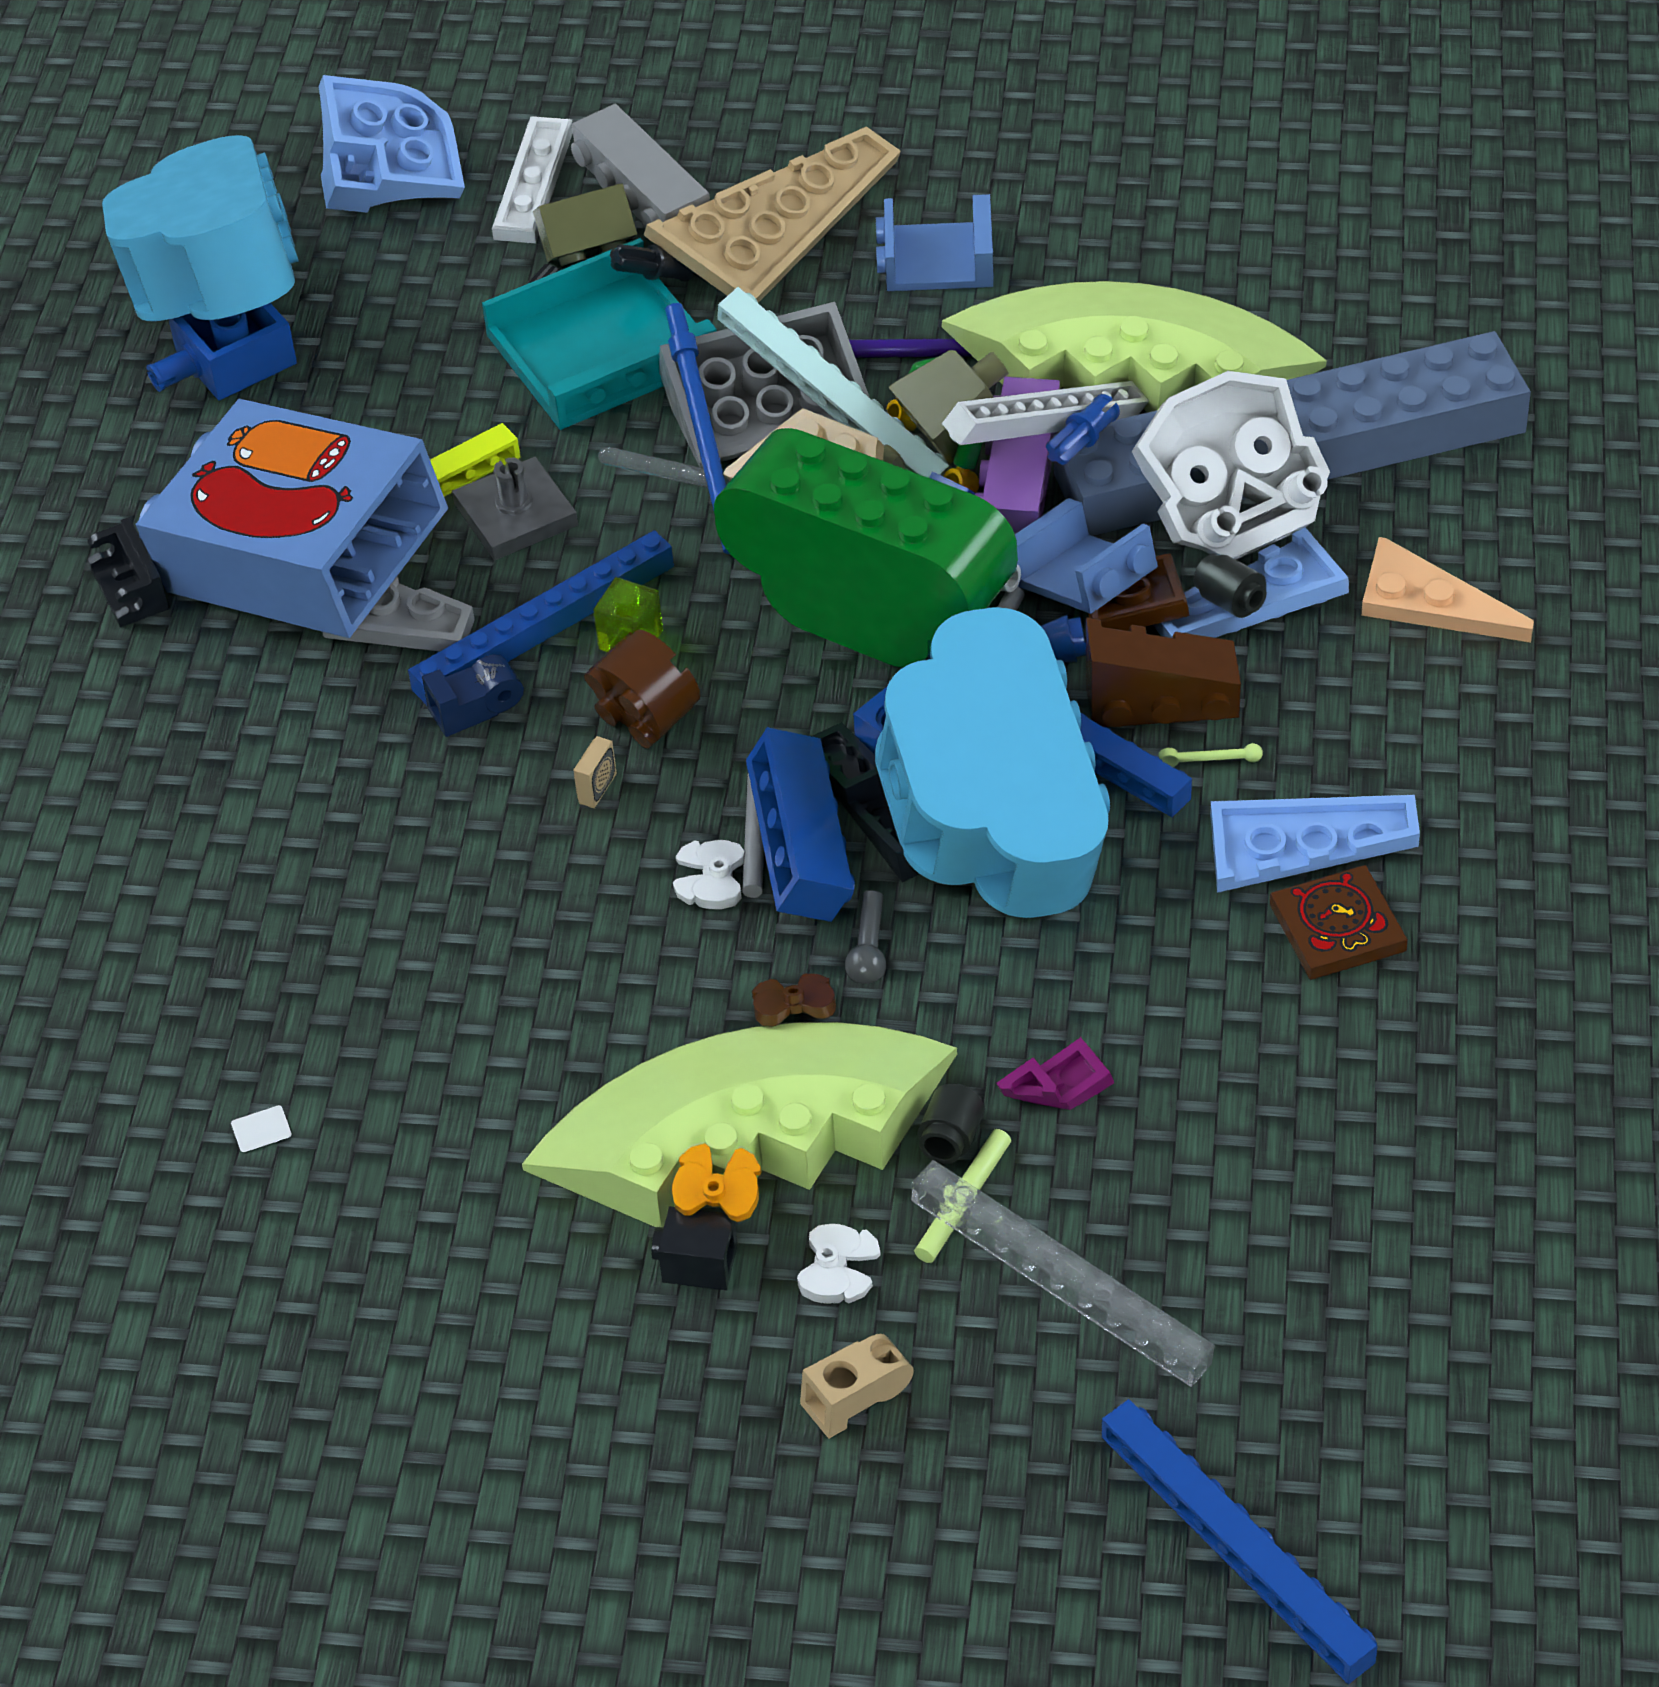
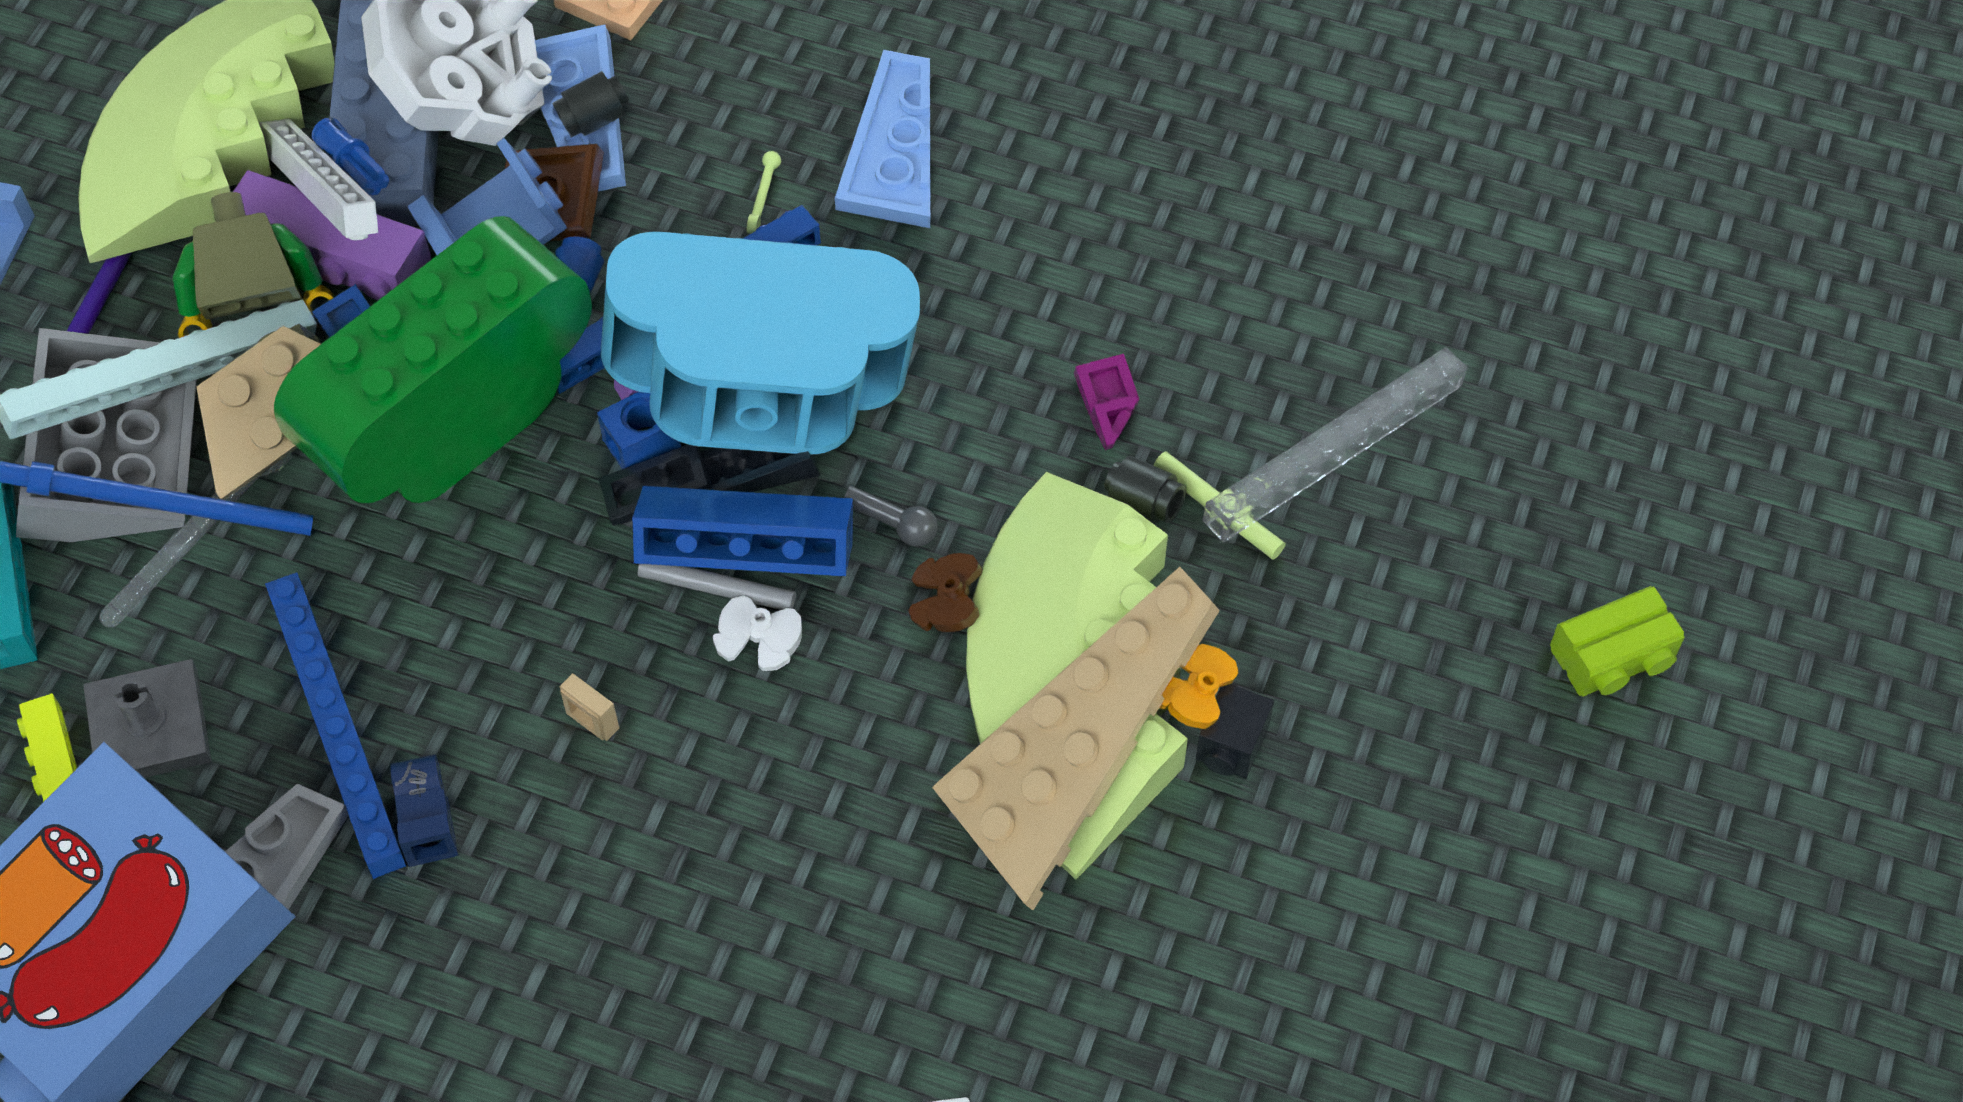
camera: 80 degrees left, 10 degrees up
(618, 1095) = (1064, 748): none -> tan wing
(624, 610) = (386, 633): clear neon green brick -> none
(642, 687) = (503, 632): reddish brown brick -> none
(828, 1277) = (1285, 633): white piece -> none
(853, 1382) = (1419, 632): tan leg -> none
(892, 1563) = (1617, 642): none -> lime brick
(1158, 678) = (675, 183): reddish brown wedge -> none
(1240, 1541) = (1629, 386): blue piece -> none
(1338, 922) = (996, 149): reddish brown tile -> none

